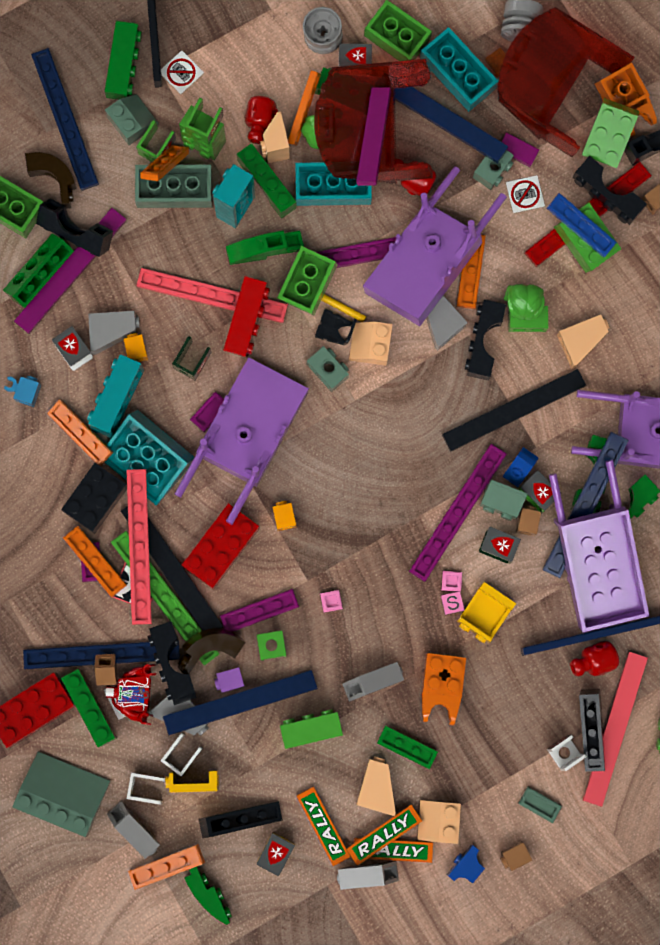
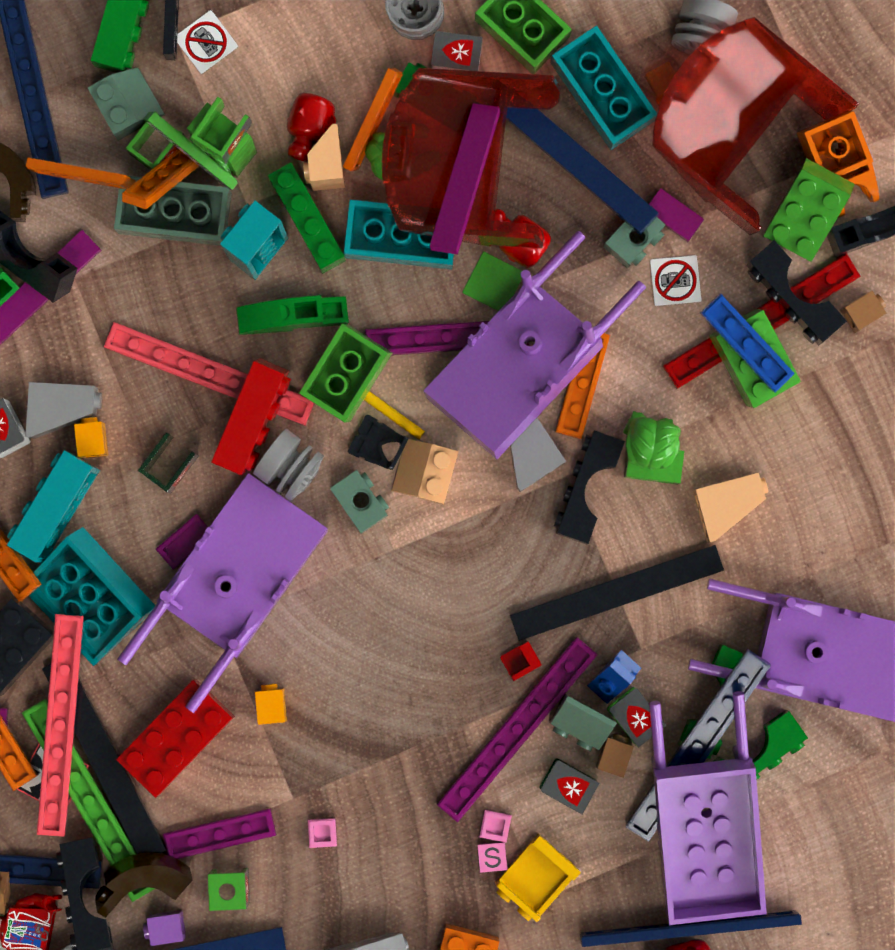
camera: 10 degrees right, 5 degrees up
(107, 167) = (79, 173): none -> orange tile
(181, 142) = (190, 150): none -> bright green tile
(276, 348) = (288, 464): none -> light grey wheel
(399, 209) = (493, 281): none -> bright green sticker
(454, 464) = (520, 660): none -> red panel

